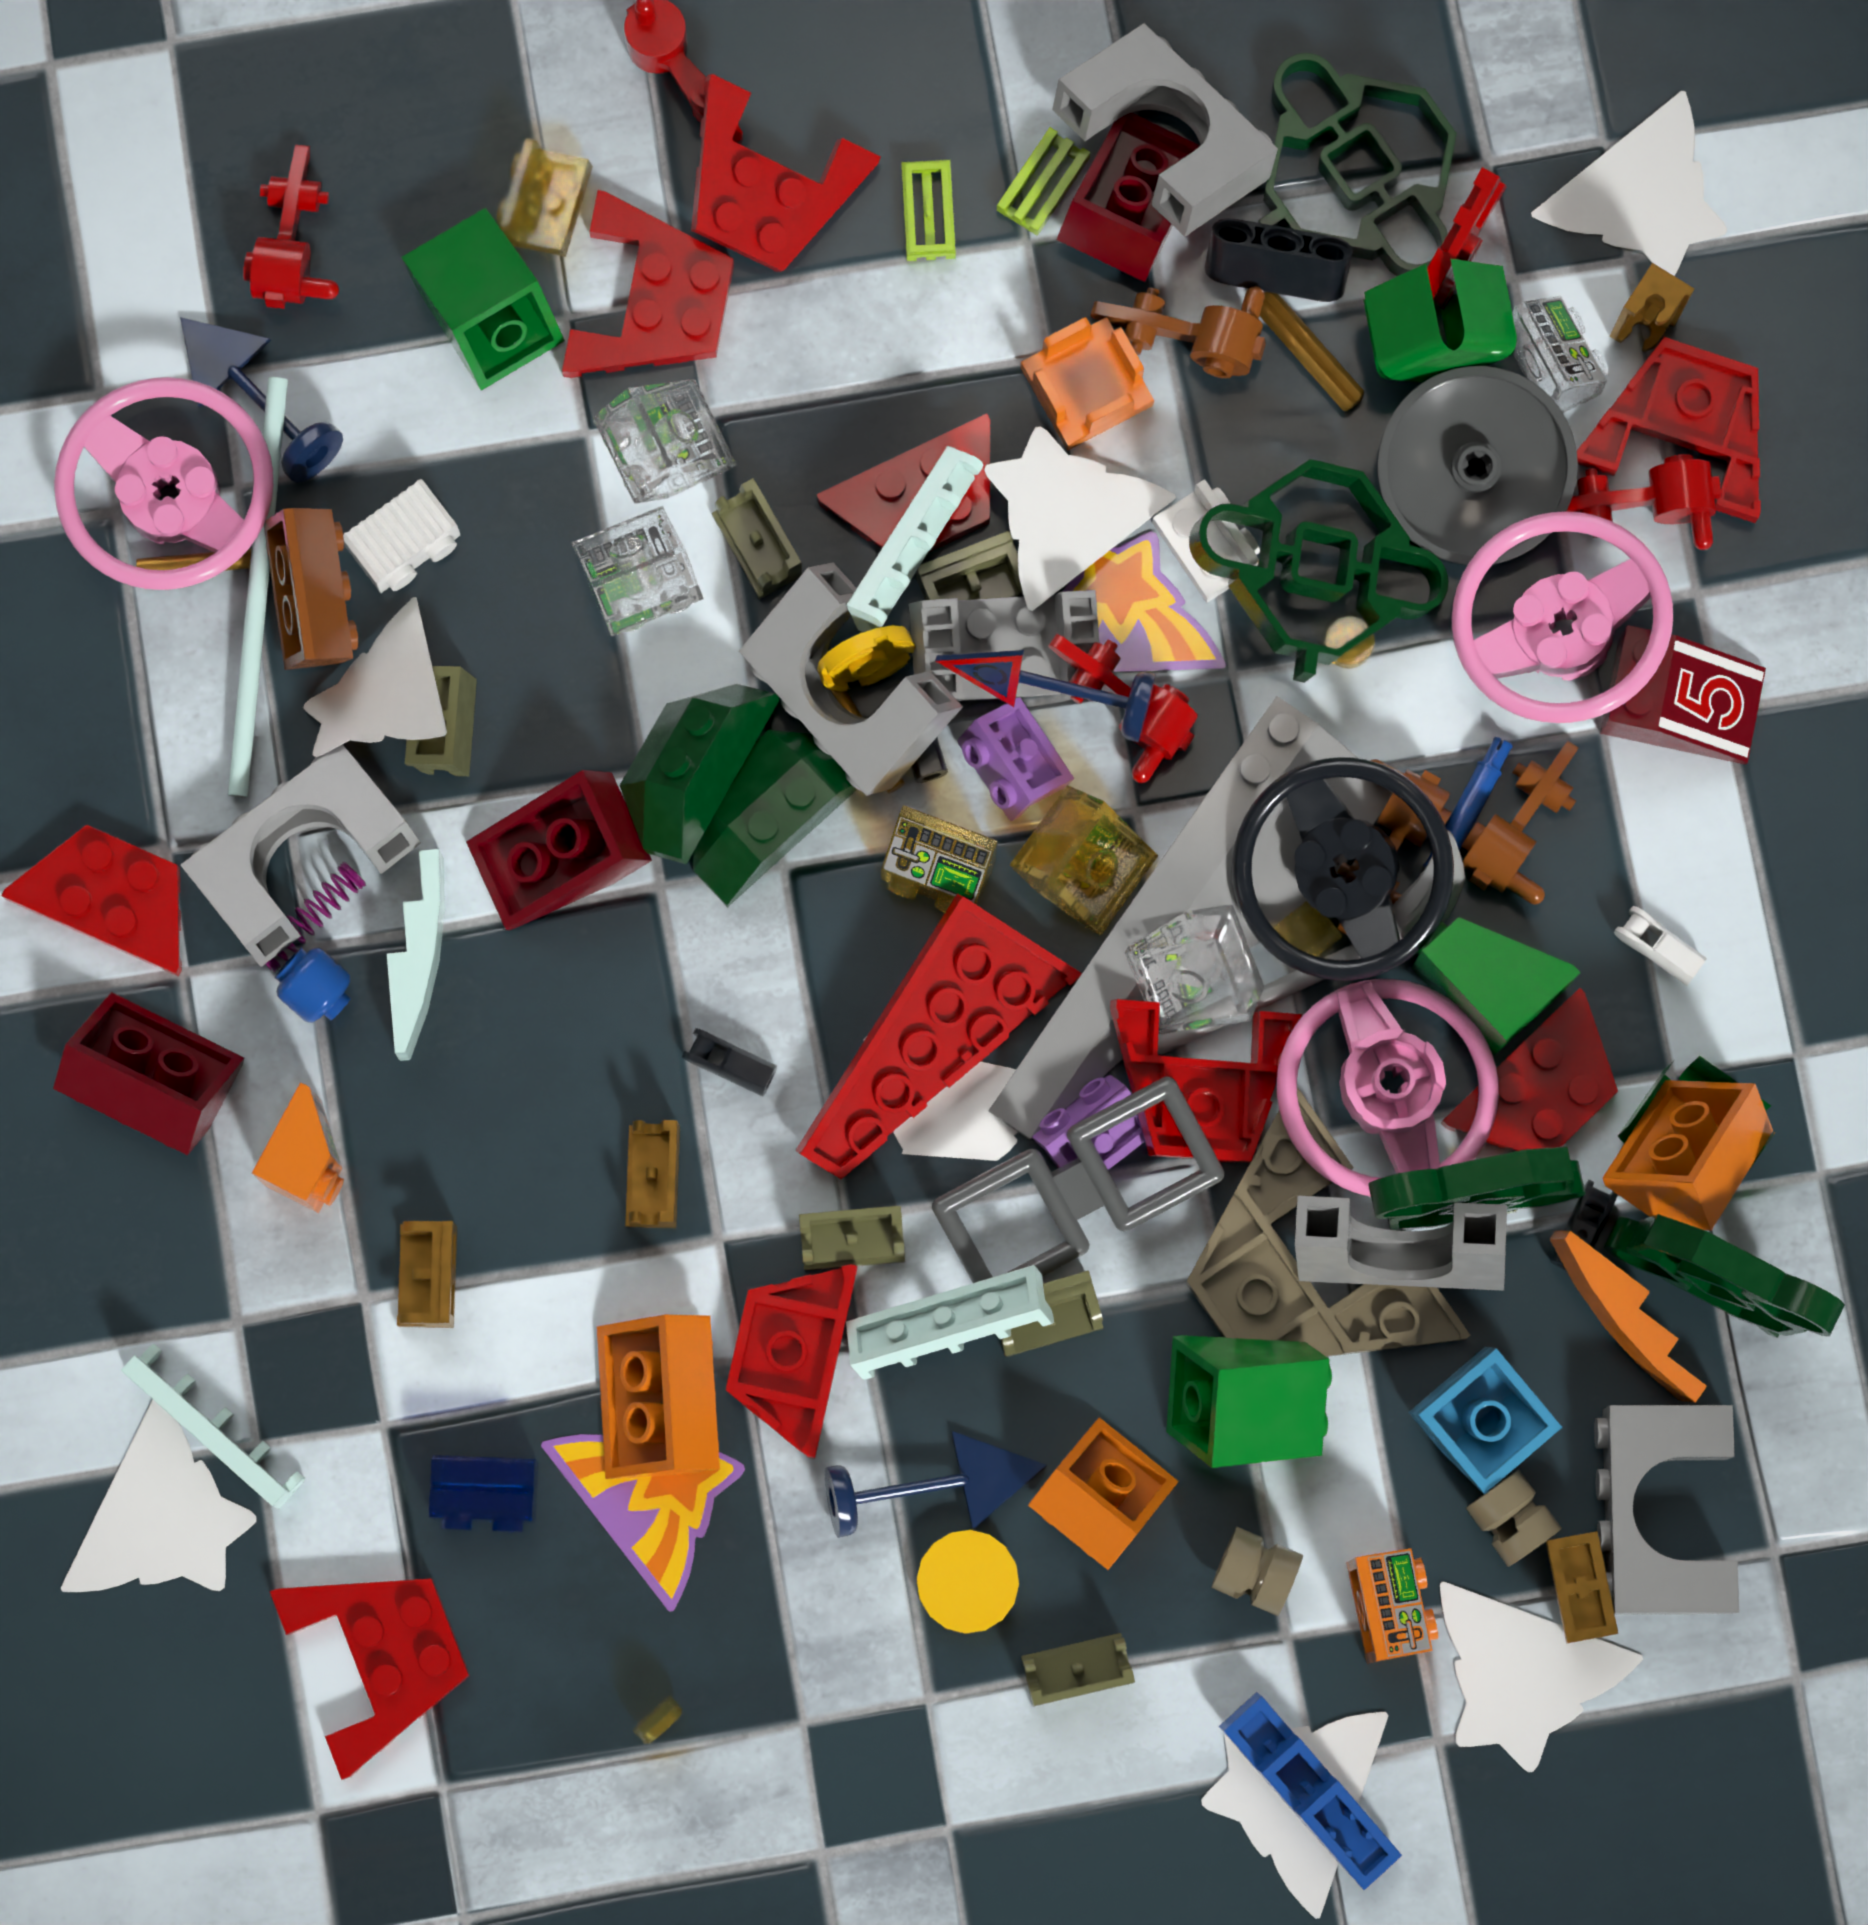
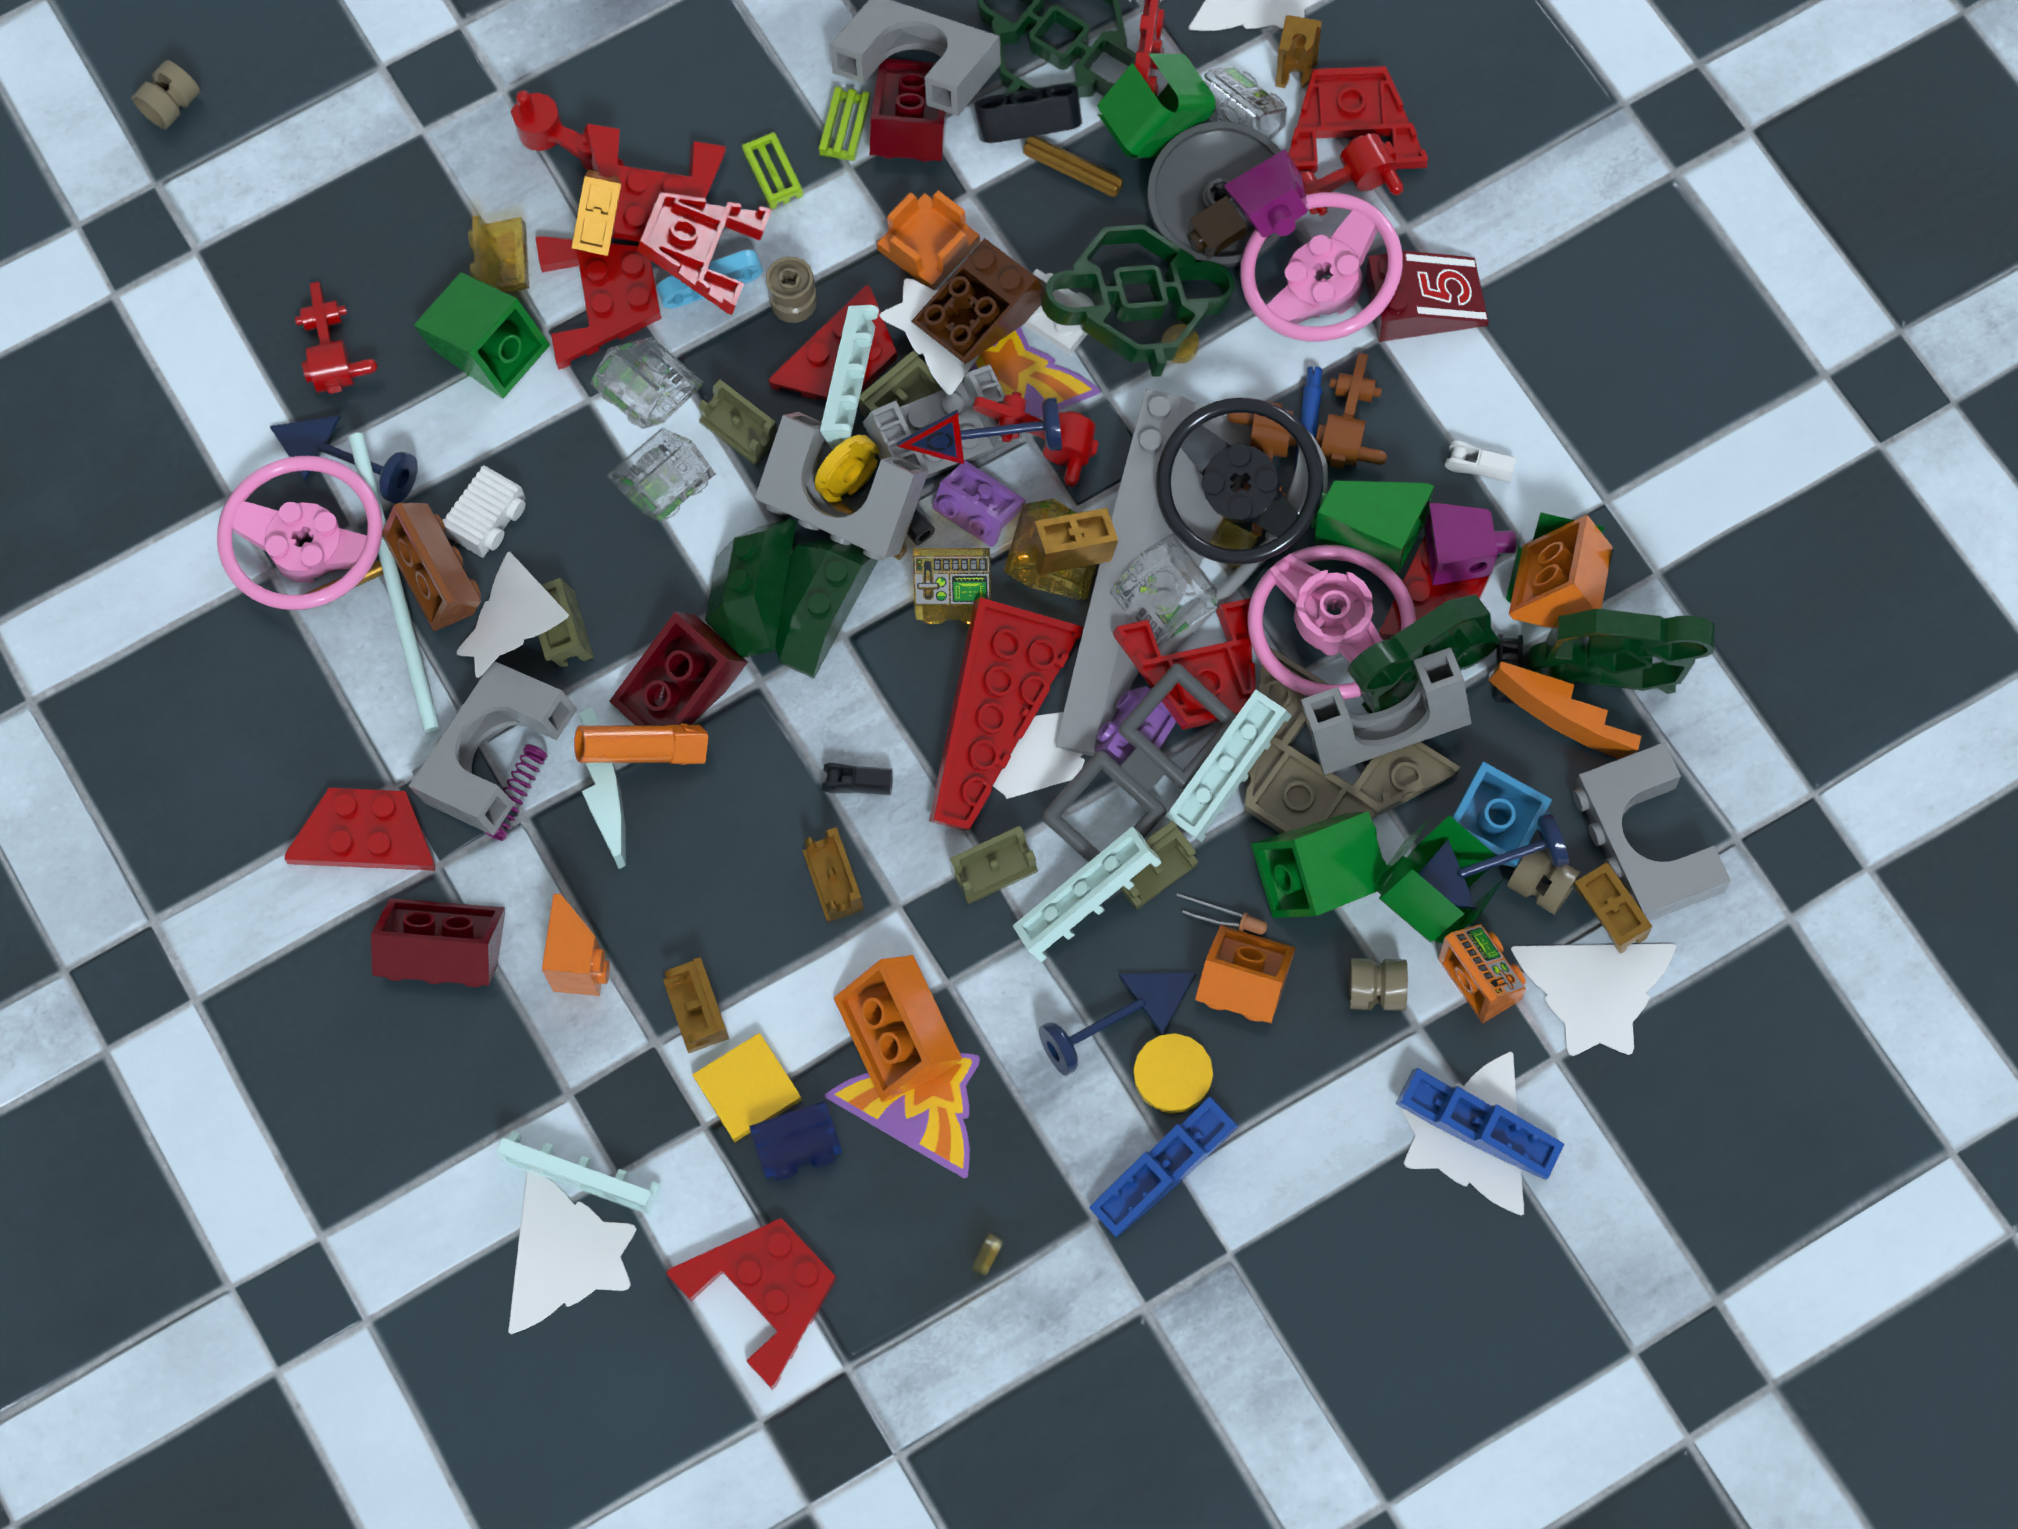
camera: 15 degrees left, 10 degrees down
(313, 985) = (536, 836): blue head -> none
(451, 1399) = (747, 1086): none -> yellow tile
(515, 932) = (641, 744): none -> orange piece
(680, 198) = (596, 213): none -> hinge
(780, 270) = (685, 236): none -> wing
(791, 1353) = (981, 962): red wing -> none
(794, 331) = (740, 266): none -> medium azure beam
(889, 387) = (791, 289): none -> dark tan wheel
(911, 1694) = (1163, 1166): none -> blue slope
(1077, 1669) = (1278, 1105): olive hinge -> none
(1105, 870) = (1074, 541): none -> pearl gold hinge
(1113, 502) = (980, 303): none -> reddish brown slope
(1132, 1428) = (1247, 922): none -> piece
(1184, 1226) = (1228, 765): none -> light aqua hinge
(1222, 340) = (1012, 178): dark orange piece -> none
(1365, 1468) = (1418, 900): none -> green piece
(1386, 1481) = (1448, 878): none -> dark blue piece
(1449, 514) = (1216, 228): none -> dark brown brick
(1535, 501) = (1270, 195): none -> magenta torso
(1591, 1051) = (1463, 542): none -> magenta torso

